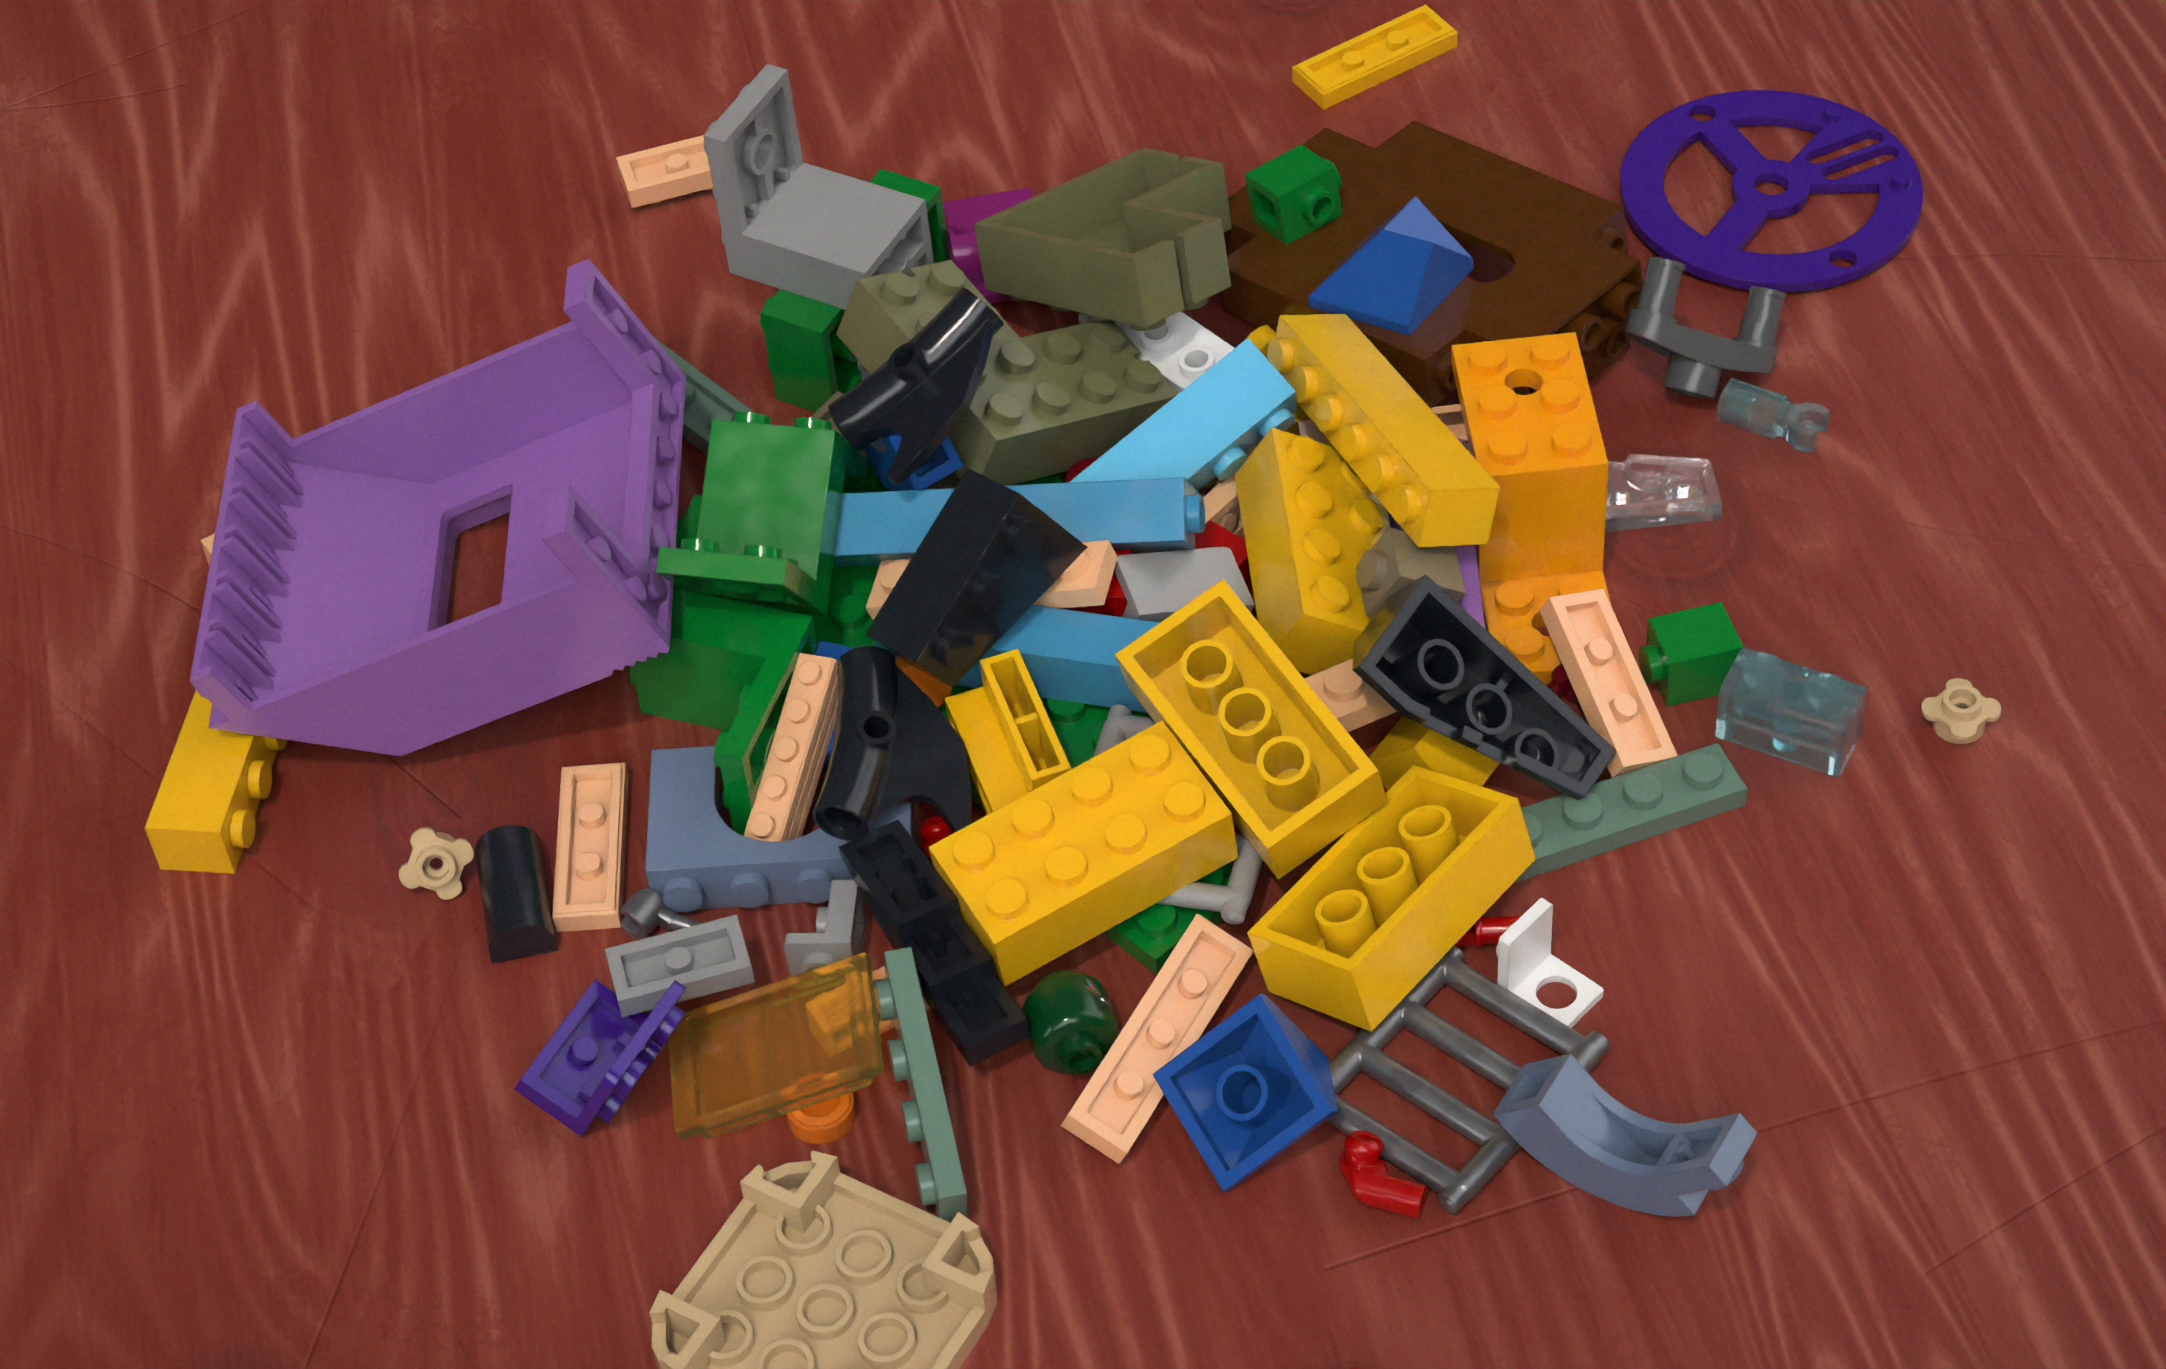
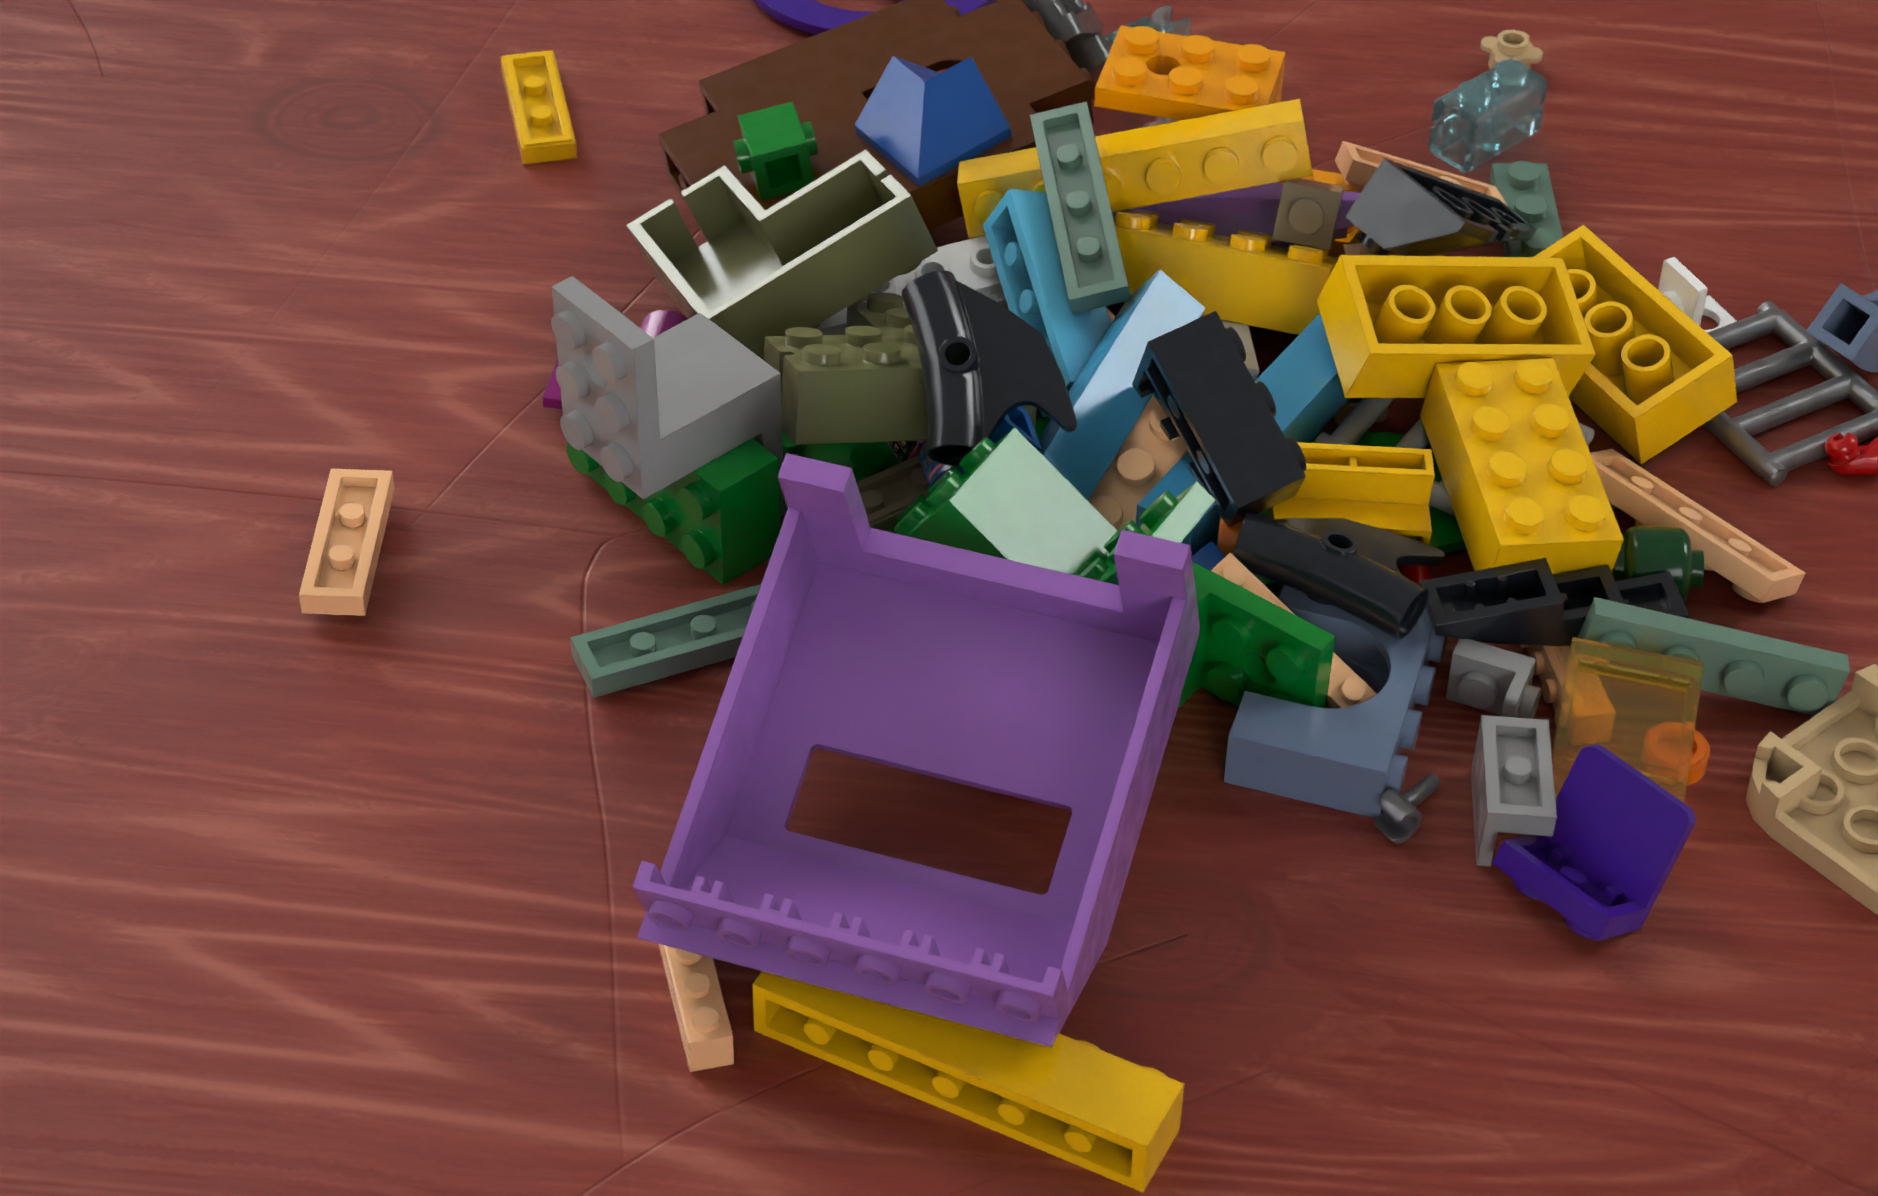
camera: 75 degrees left, 5 degrees down
(429, 845) = (1270, 943): tan plate -> none
(514, 893) = (1333, 903): black brick -> none
(590, 847) = (1283, 839): light nougat tile -> none
(1249, 1090) = (1778, 477): blue slope -> none
(1253, 394) = (1080, 208): none -> sand green plate
(1689, 653) = (1400, 130): green brick -> none

